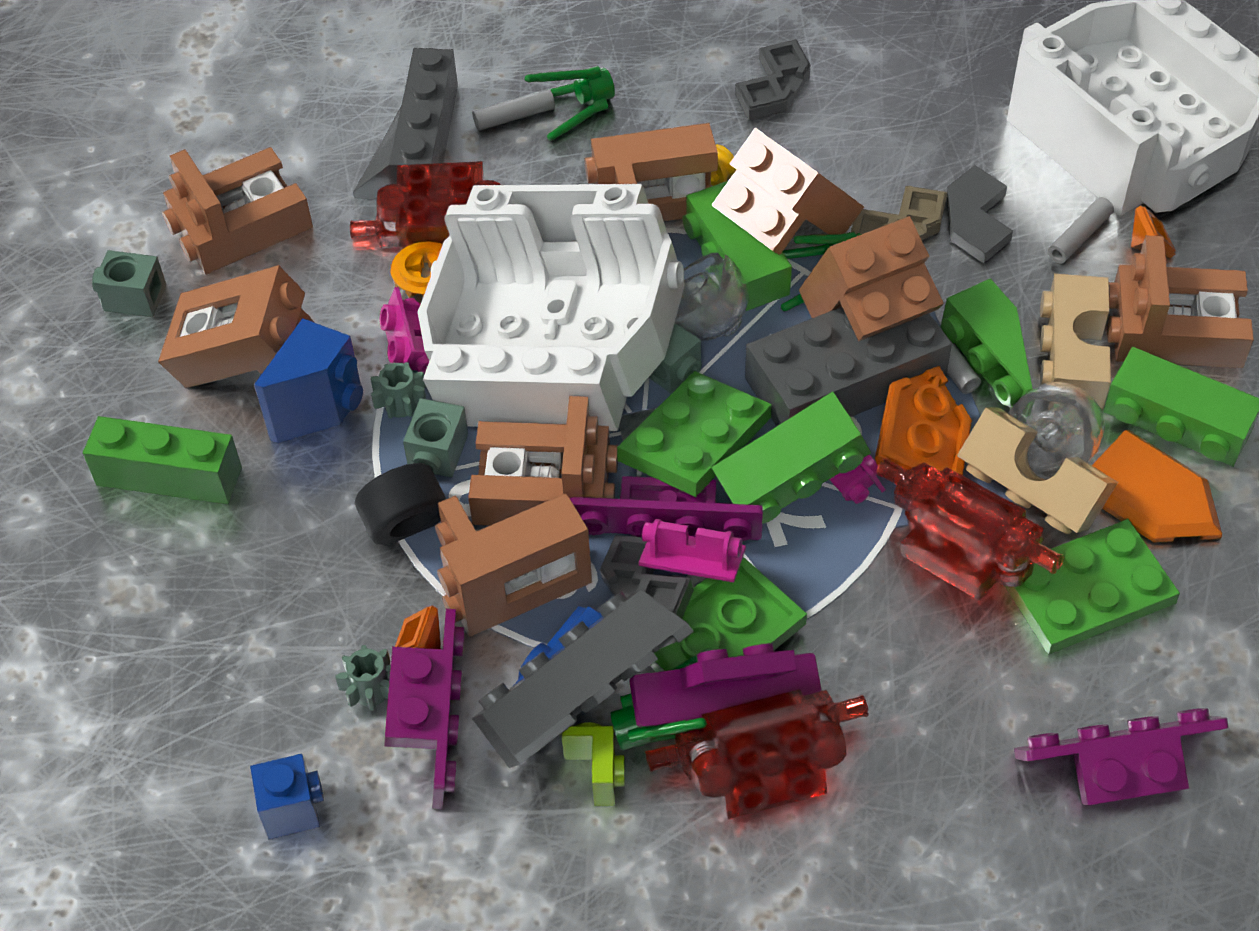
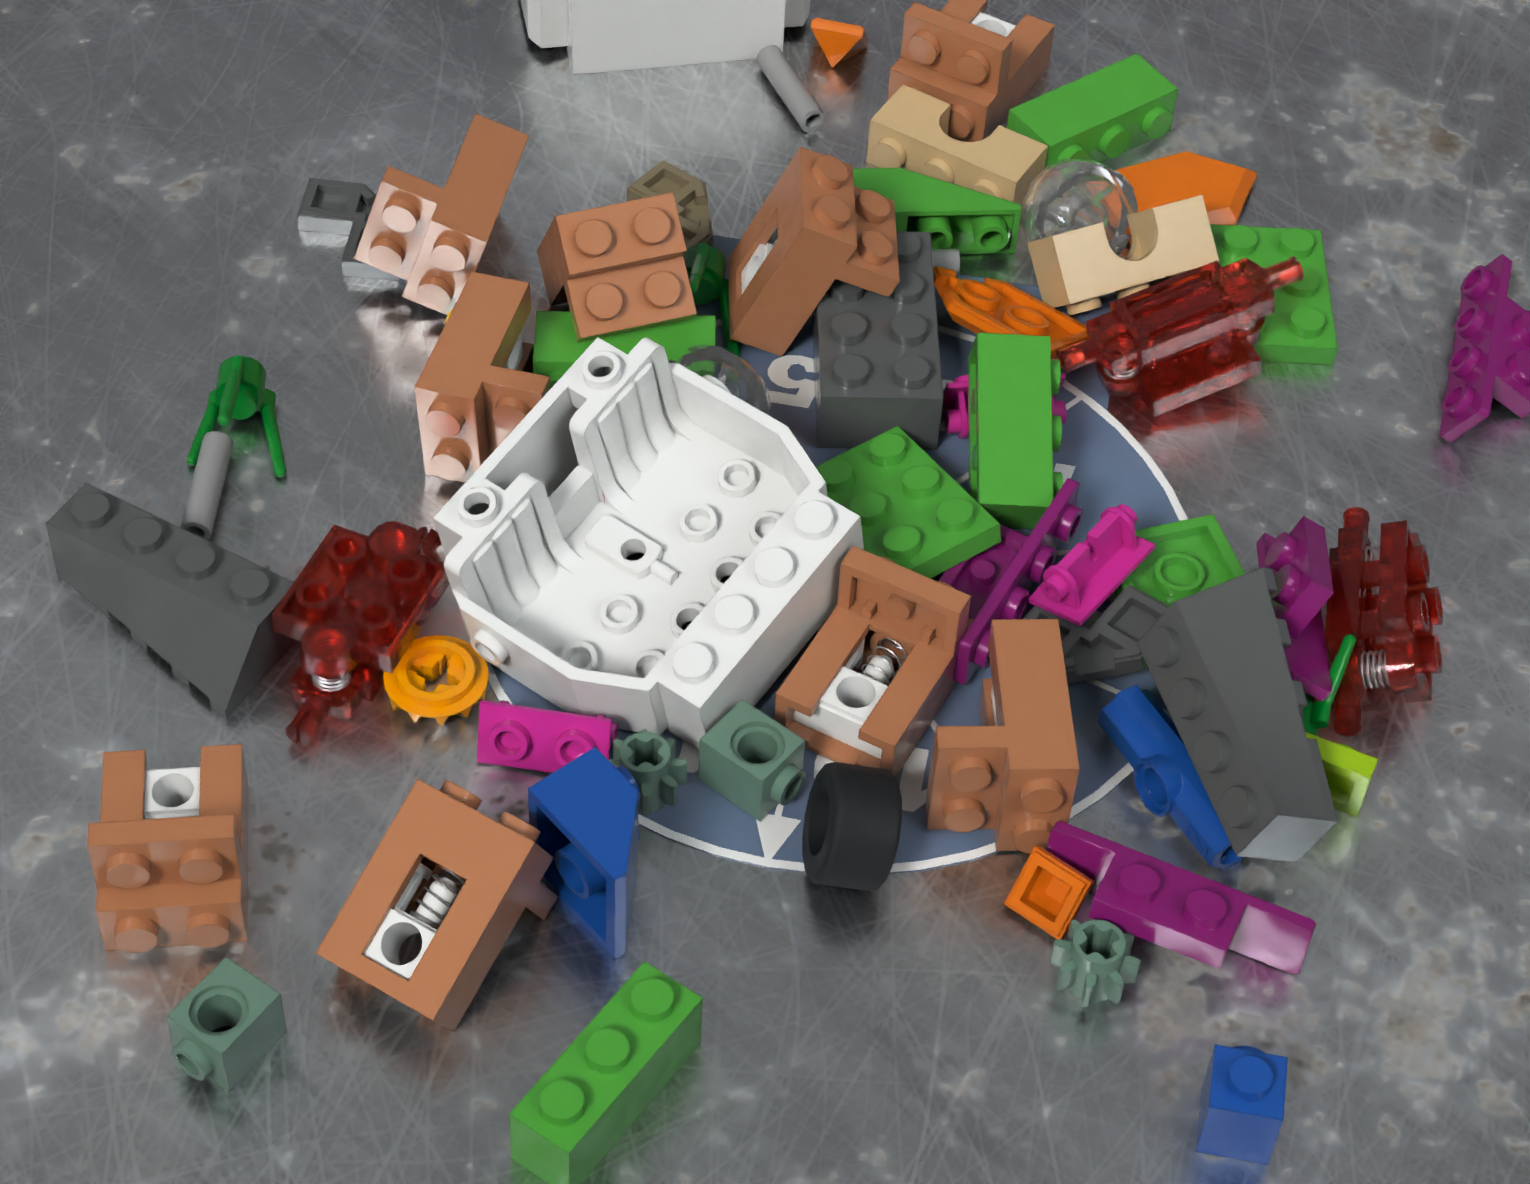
camera: 70 degrees left, 5 degrees down
(788, 107) = (438, 232): none -> nougat brick
(967, 205) = (724, 166): dark grey tile -> none

